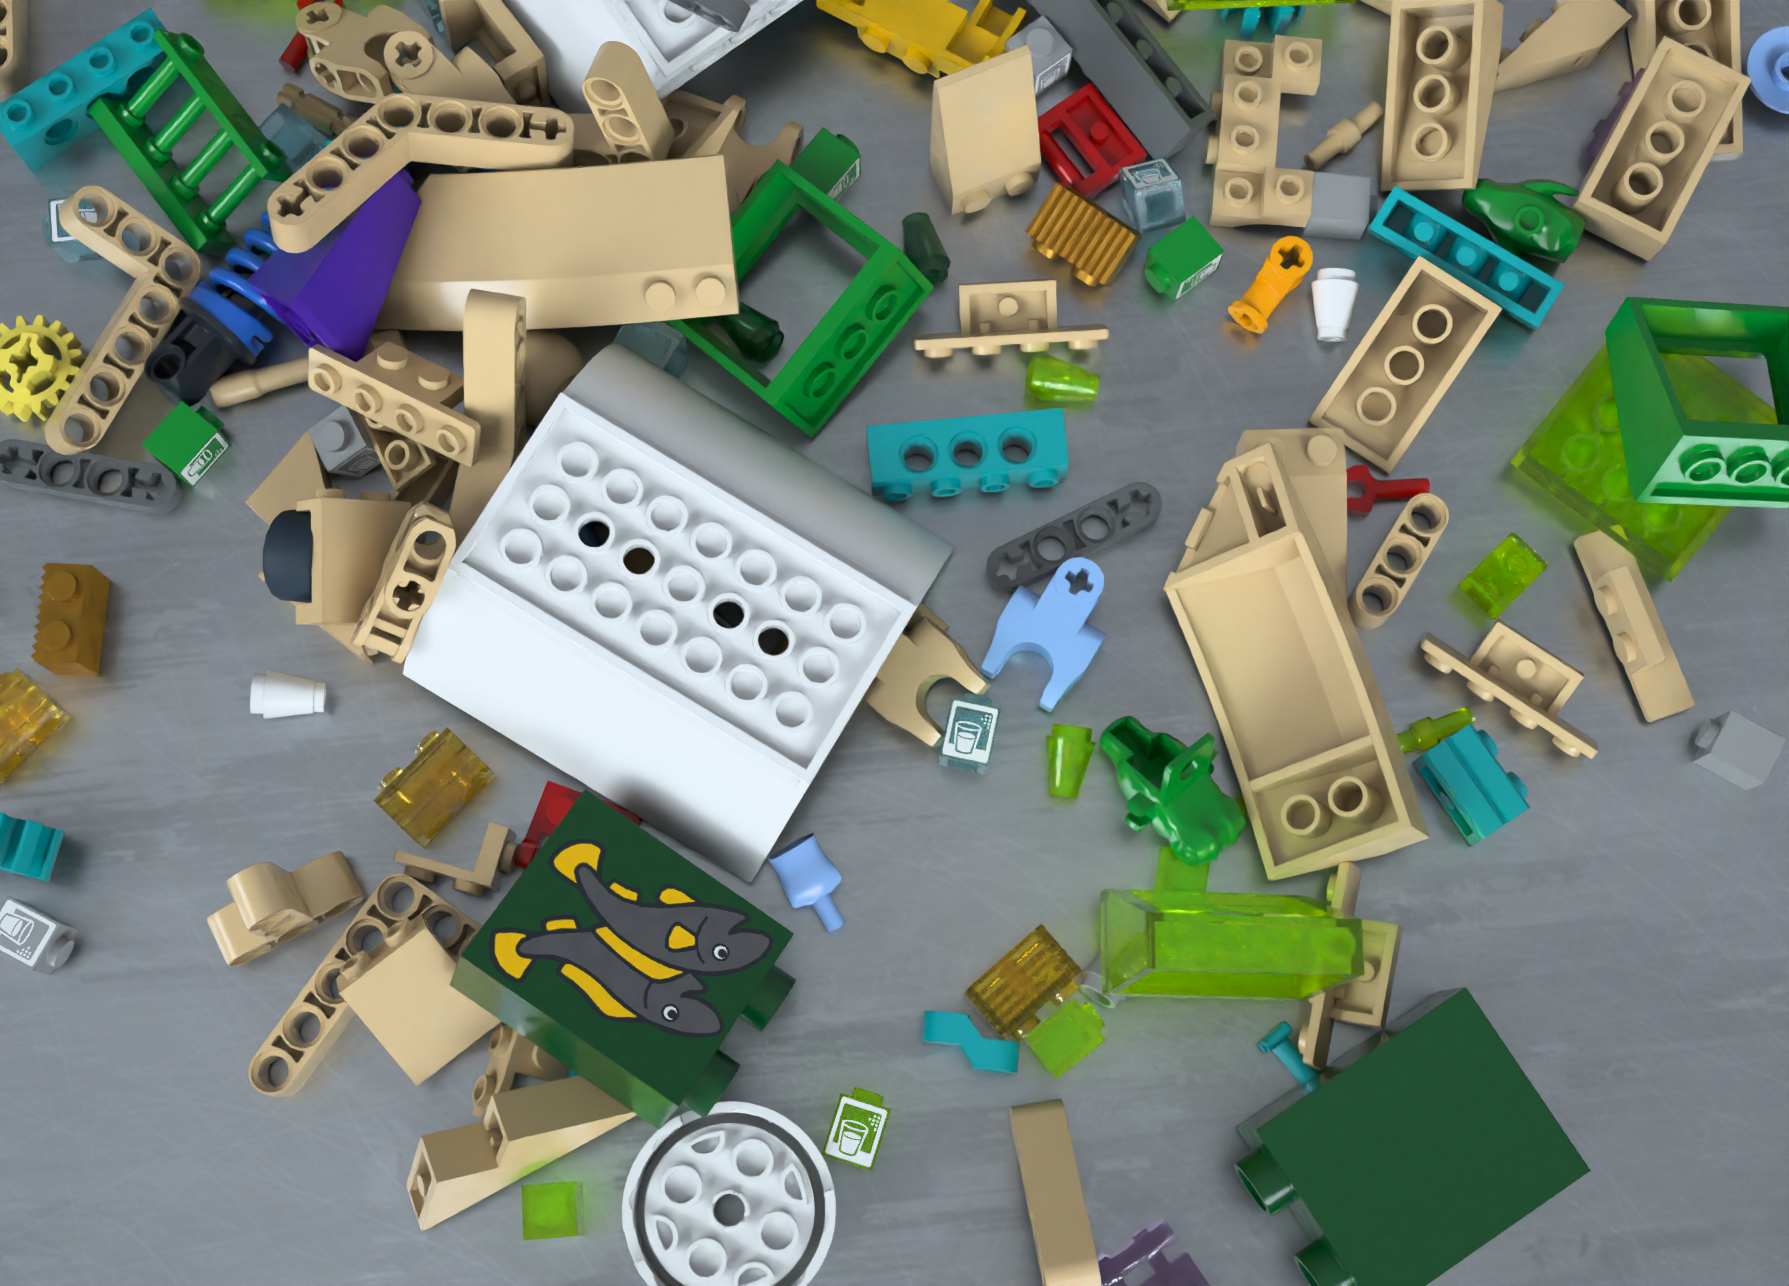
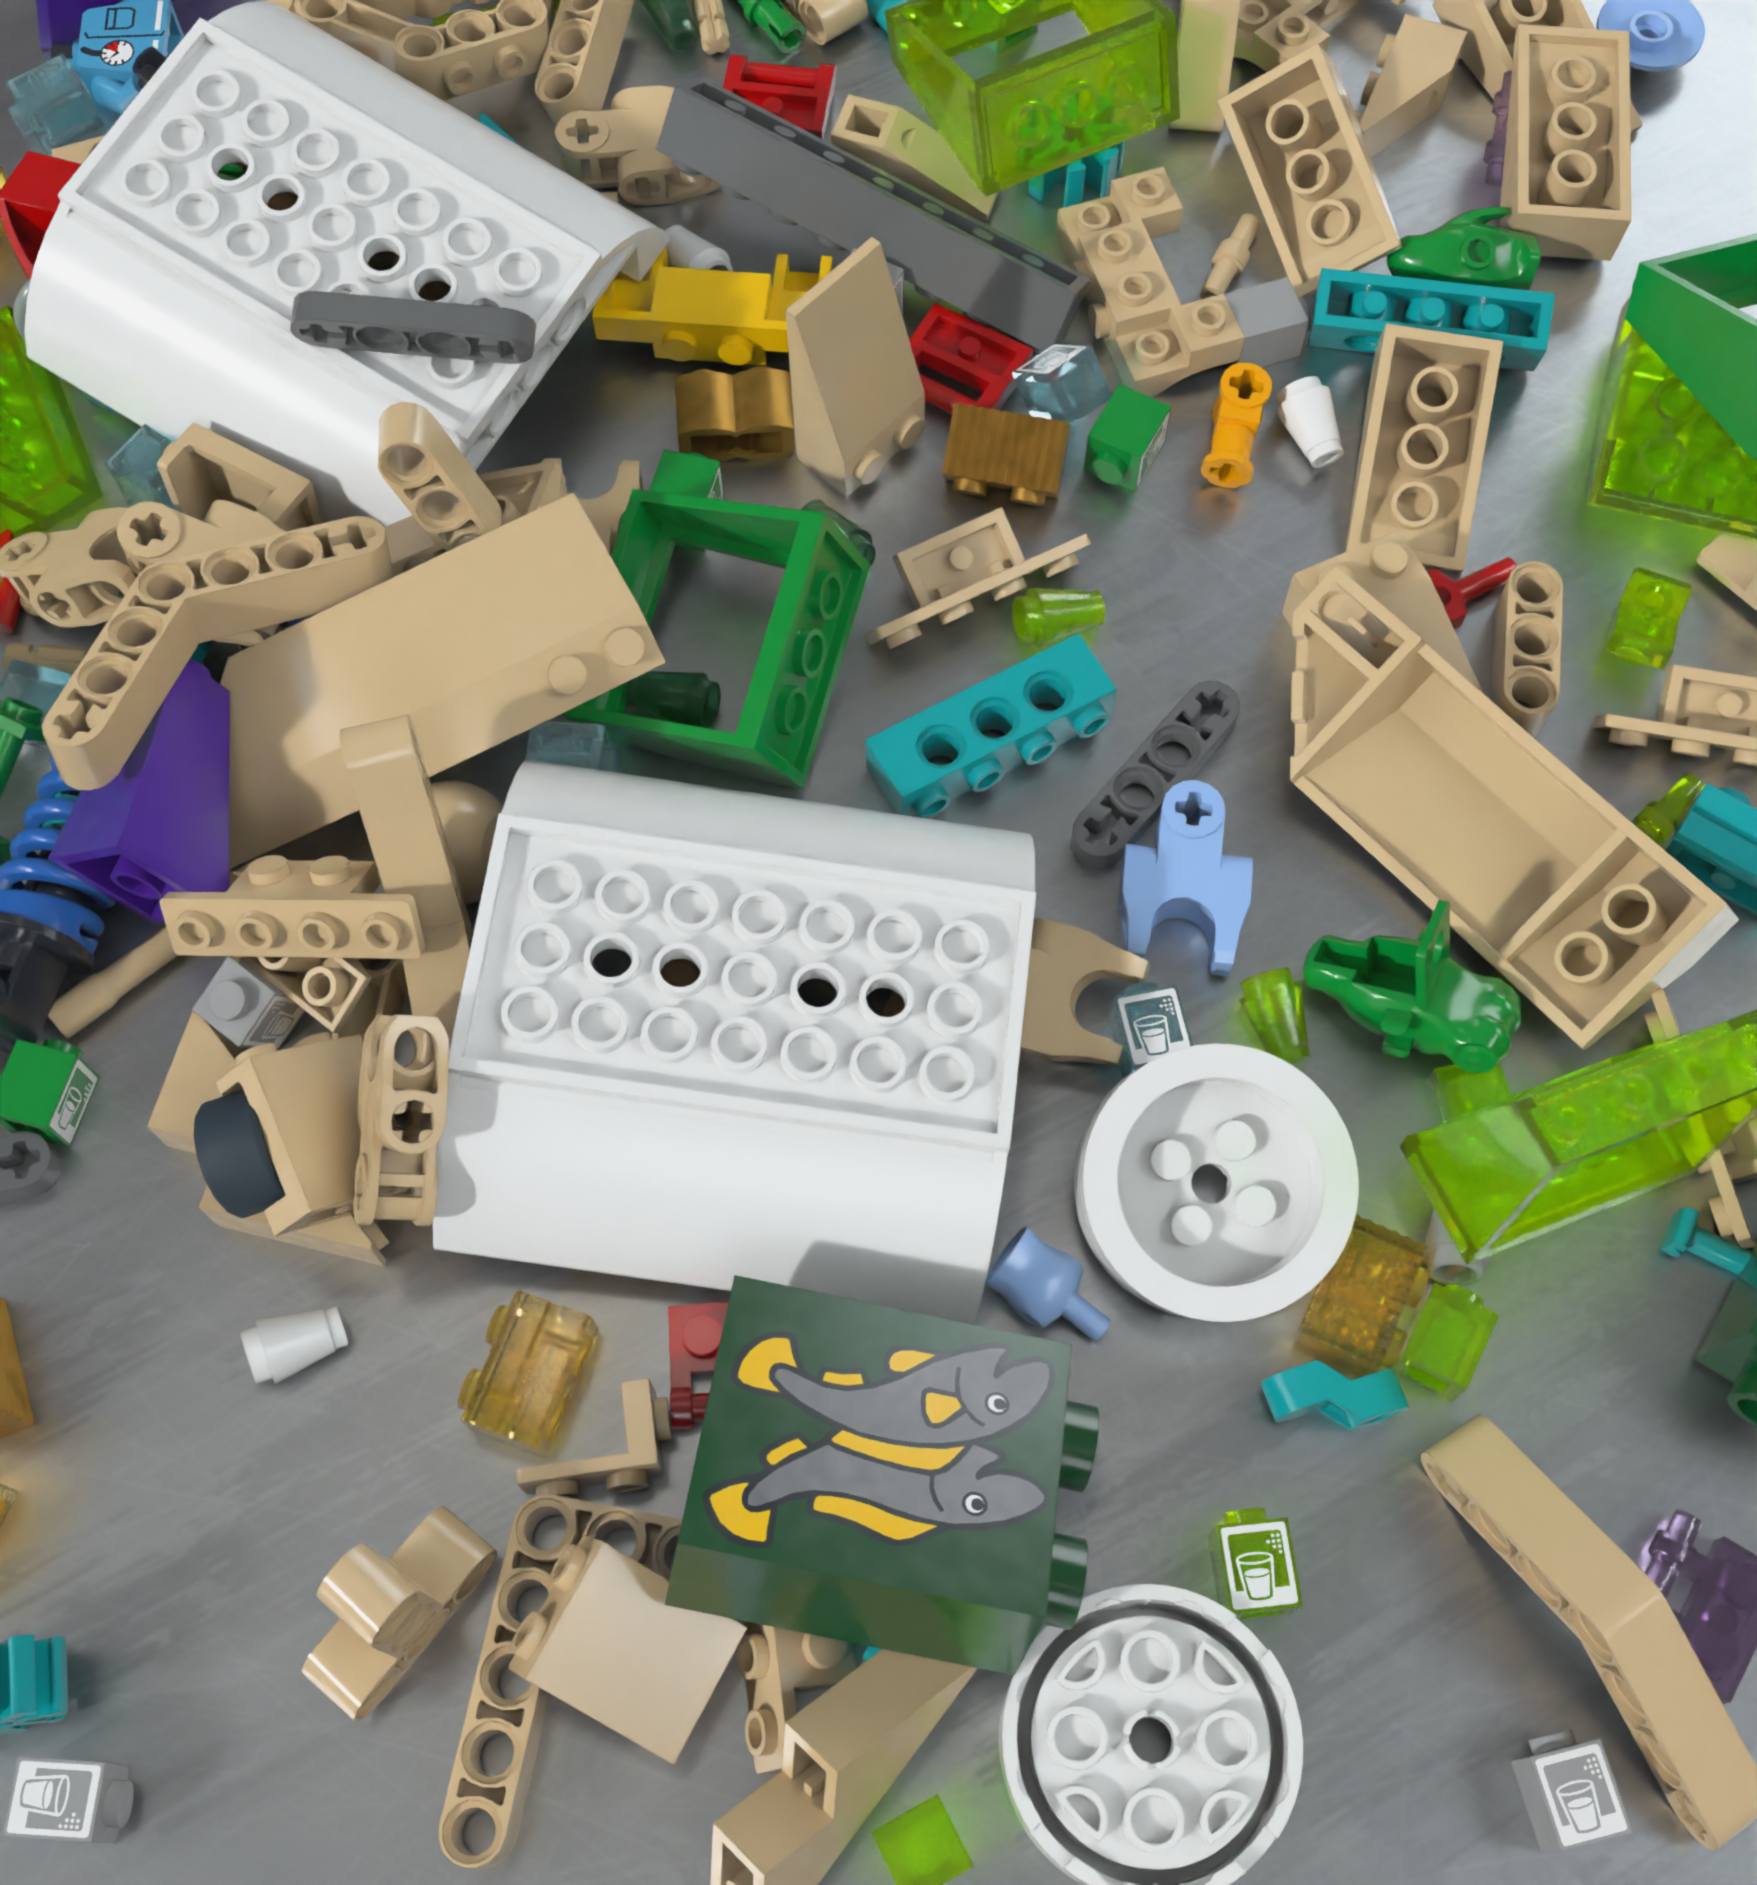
camera: 20 degrees left, 10 degrees down
(889, 113) = (735, 414): none -> pearl gold brick
(965, 915) = (1284, 1198): none -> white brick

